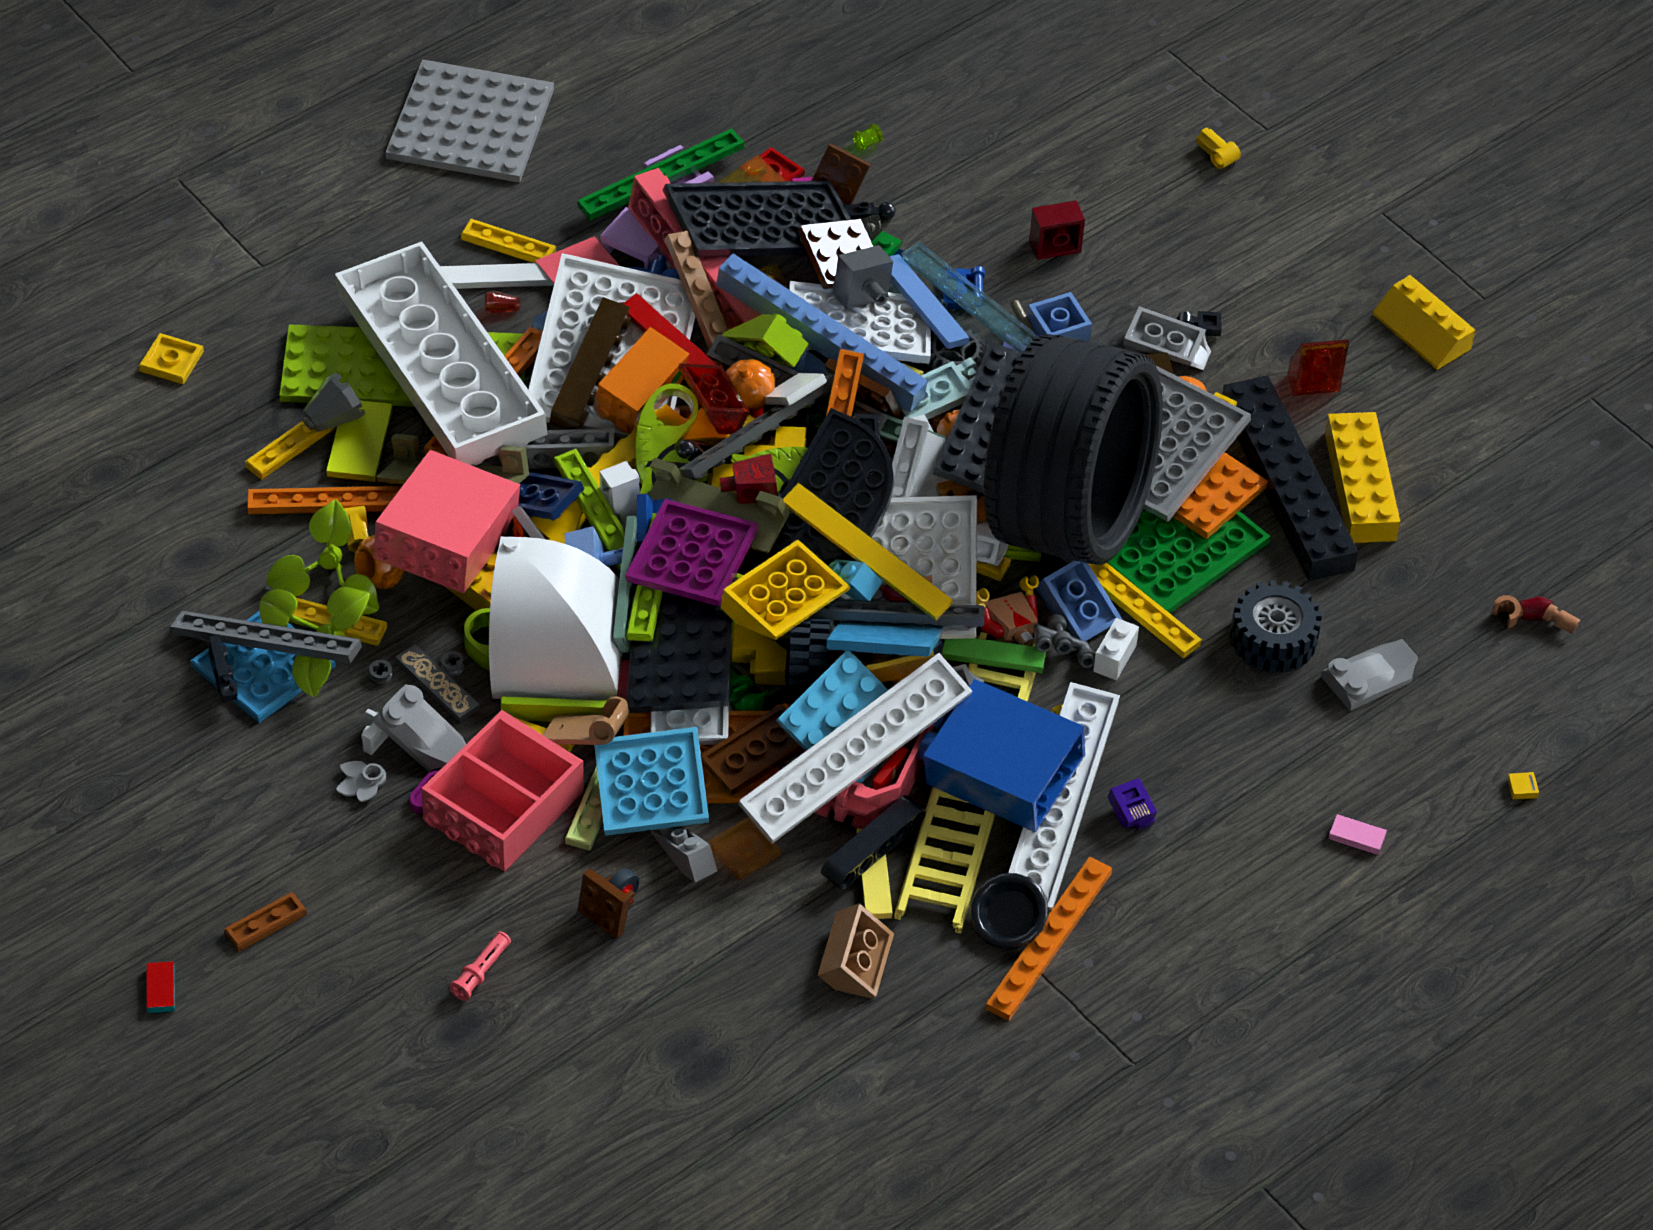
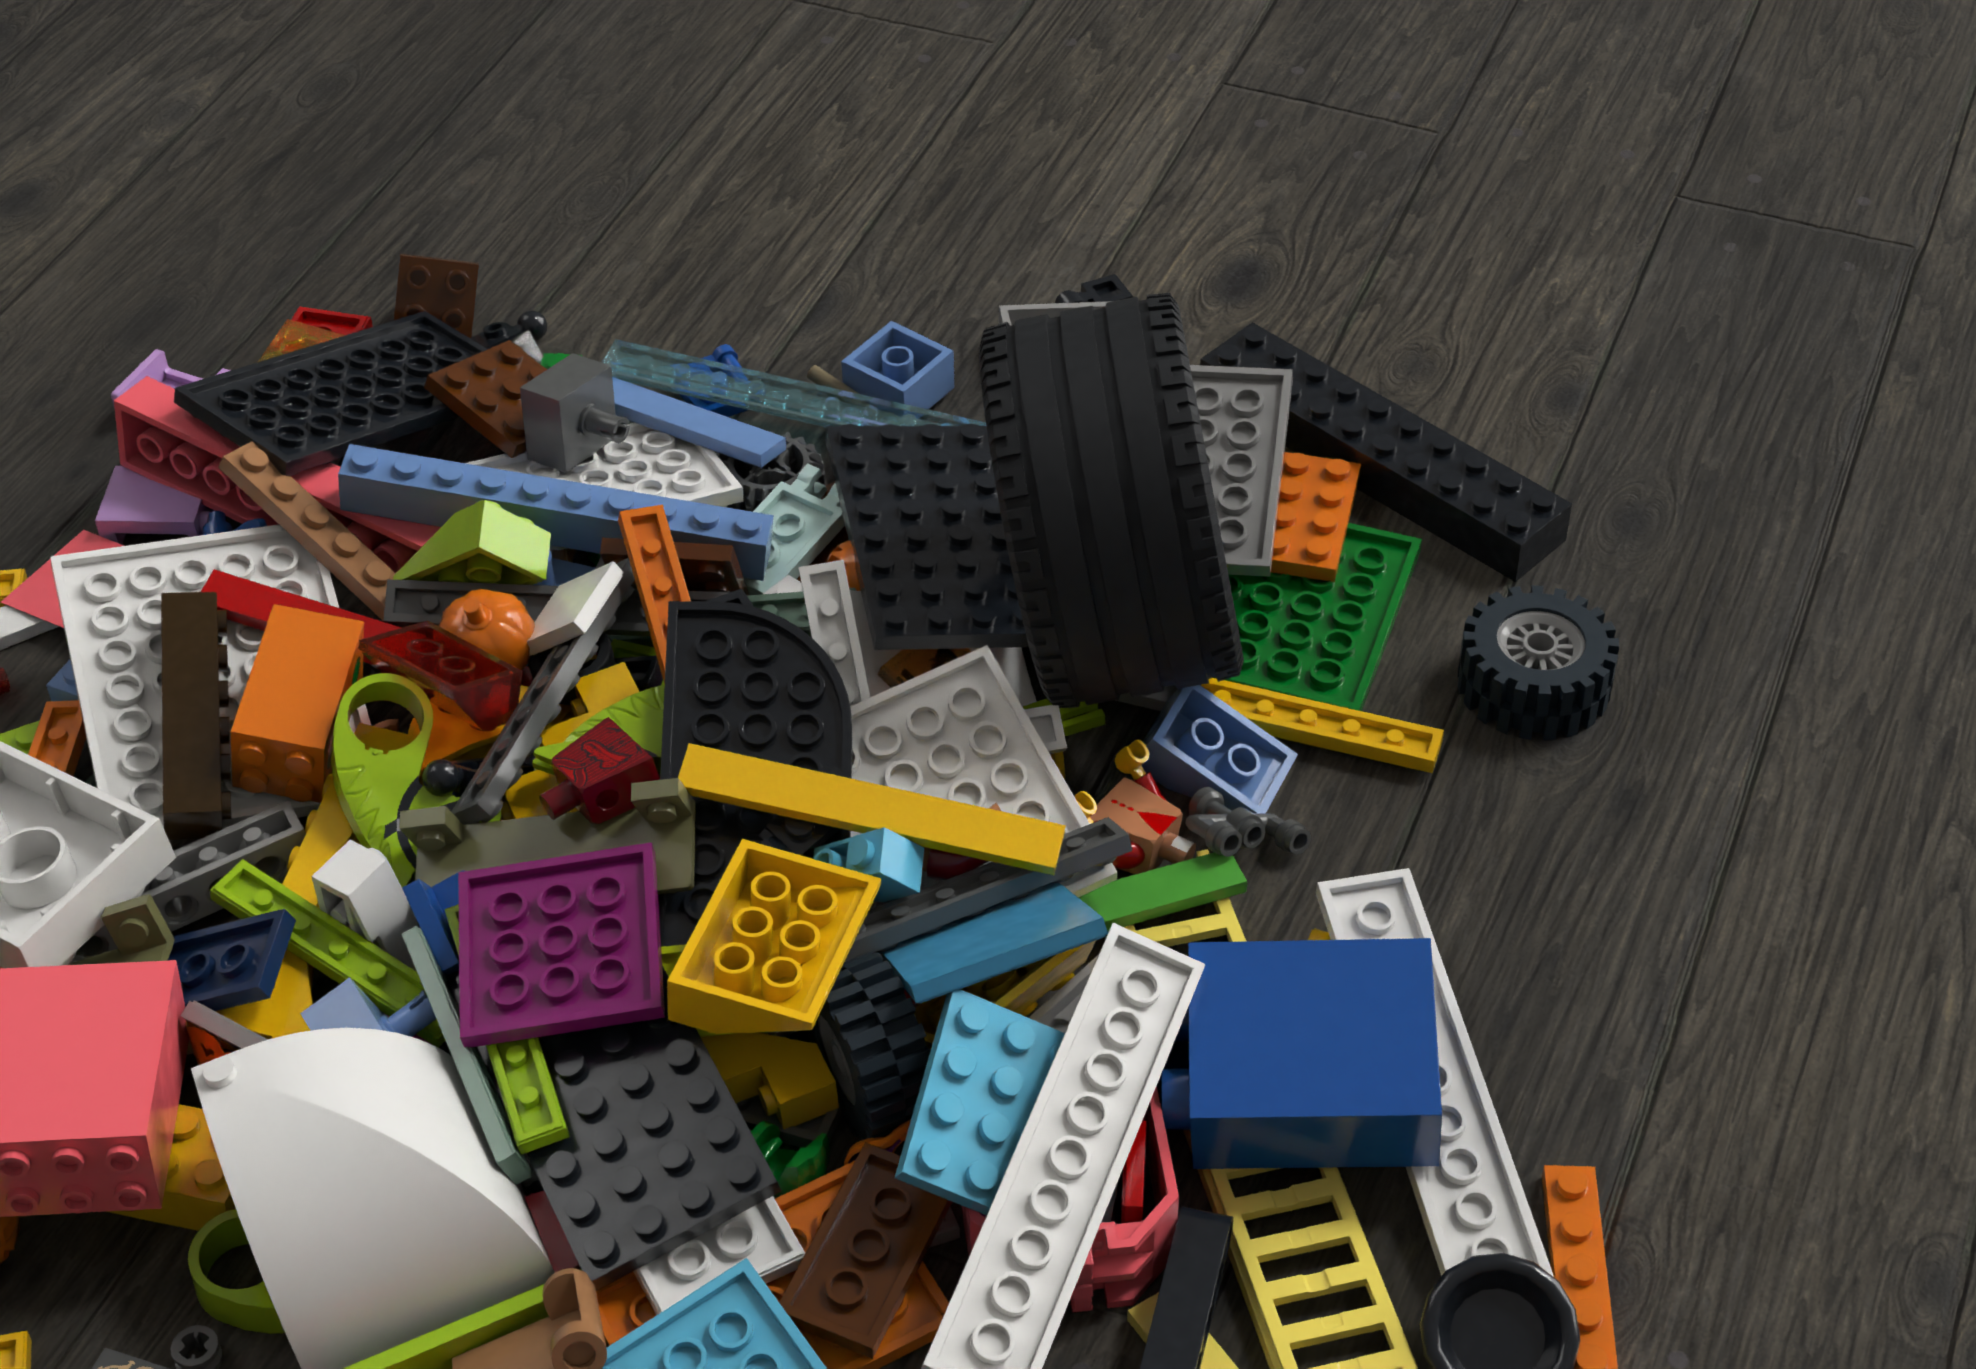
camera: 25 degrees left, 5 degrees down
(672, 167) = (182, 365): green plate -> none
(867, 137) = (442, 240): clear neon green bush -> none
(1056, 230) = (807, 253): dark red brick -> none
(1116, 649) = (1329, 802): white brick -> none
(1132, 805) = (1549, 1041): dark purple piece -> none
(1220, 152) = (959, 85): yellow piece -> none
(1318, 367) = (1311, 285): clear red slope -> none
(1357, 834) = (1906, 925): bright pink tile -> none
(1362, 477) = (1480, 401): yellow brick -> none
(1371, 673) = (1717, 671): light grey slope -> none
(1424, 322) = (1395, 183): yellow slope -> none
(1534, 608) = (1865, 481): nougat piece -> none

